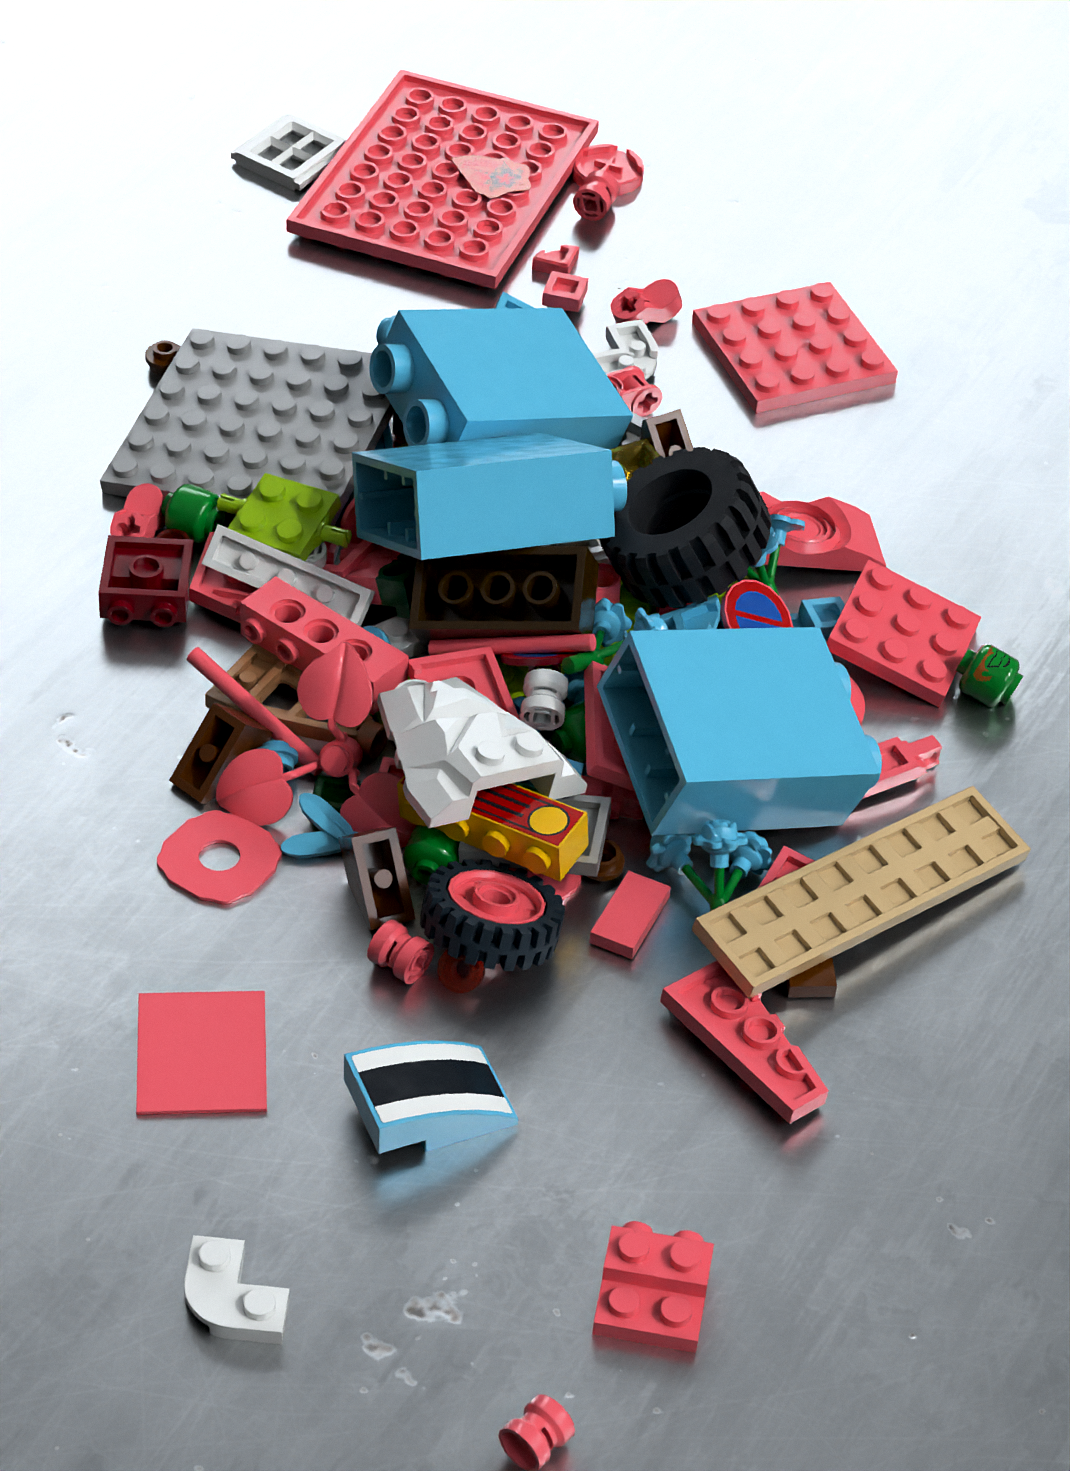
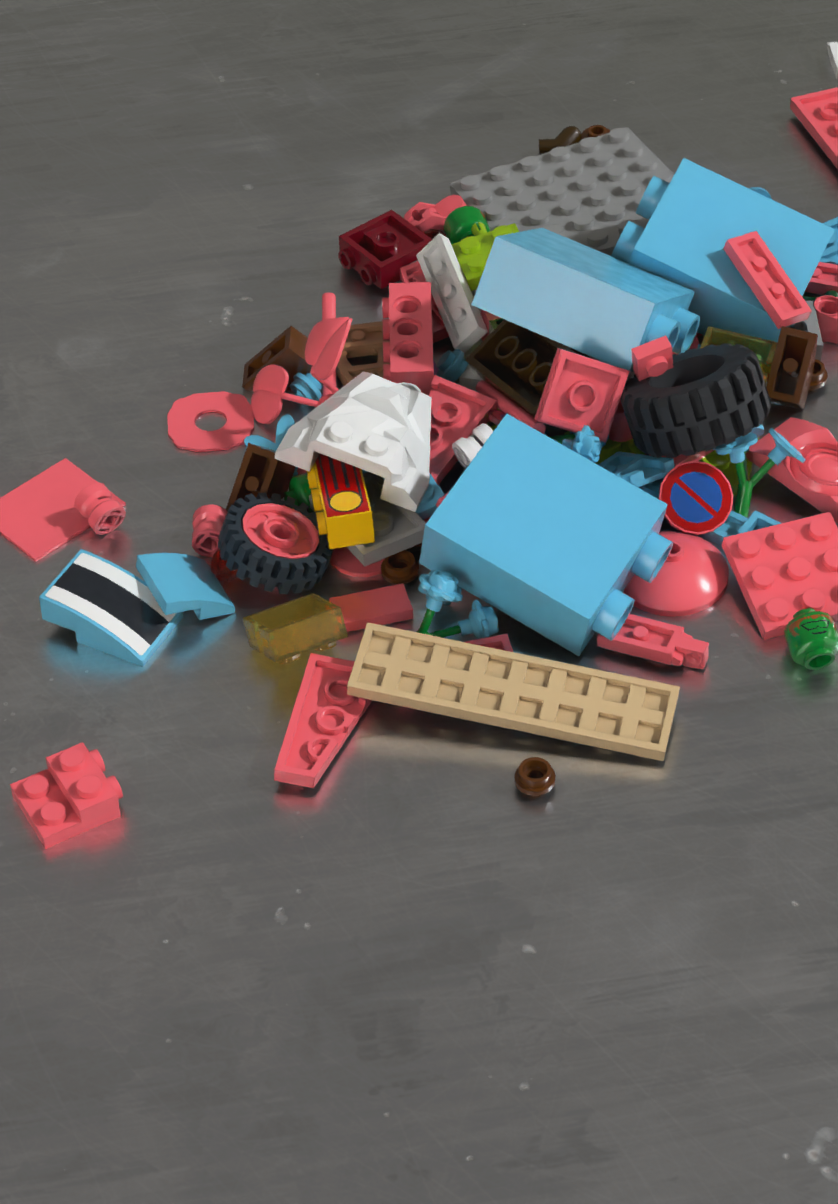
camera: 55 degrees right, 0 degrees up
(141, 380) = (568, 136): none -> dark brown arm
(272, 1010) = (97, 505): none -> coral wheel
(459, 1019) = (184, 584): none -> medium azure slope
(589, 383) = (767, 279): none -> coral plate
(603, 582) = (581, 394): none -> coral tile
(628, 979) = (295, 628): none -> clear yellow piece
(635, 509) = (652, 358): none -> coral plate
(814, 982) = (416, 722): reddish brown tile -> none
(969, 948) = (534, 776): none -> reddish brown plate

